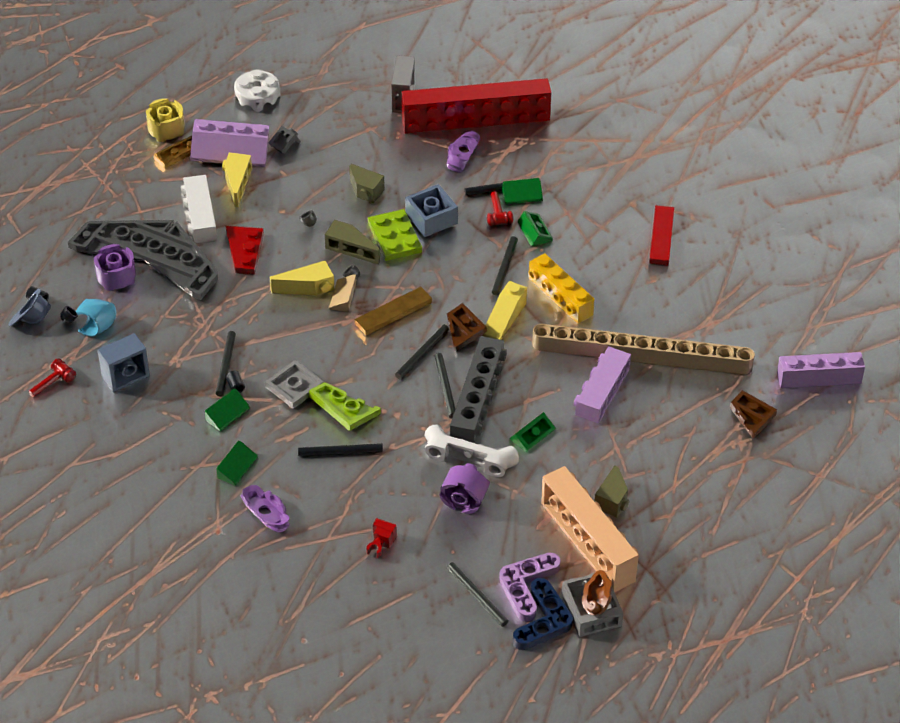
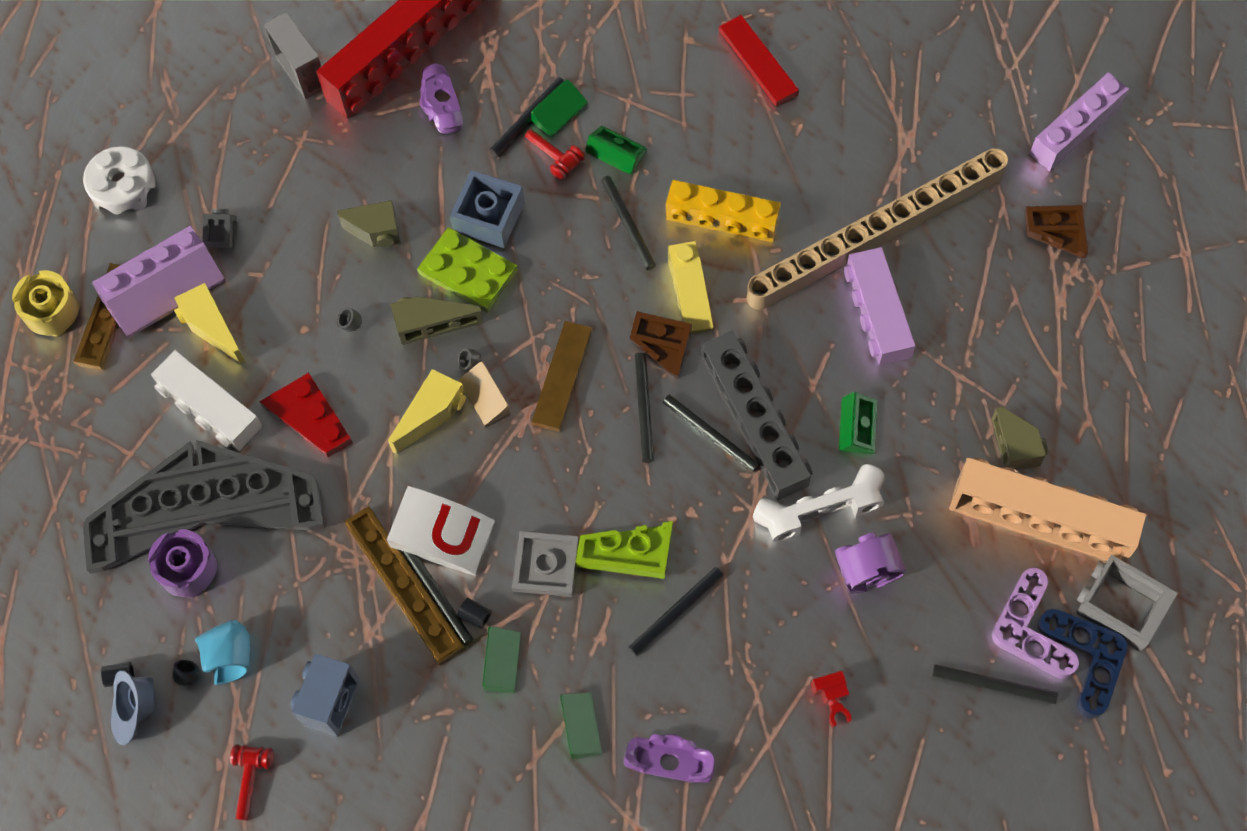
camera: 35 degrees left, 20 degrees up
(213, 349) = (404, 586): none -> pearl gold tile
(255, 335) = (440, 531): none -> white slope
(597, 593) = (1141, 594): dark orange arm -> none

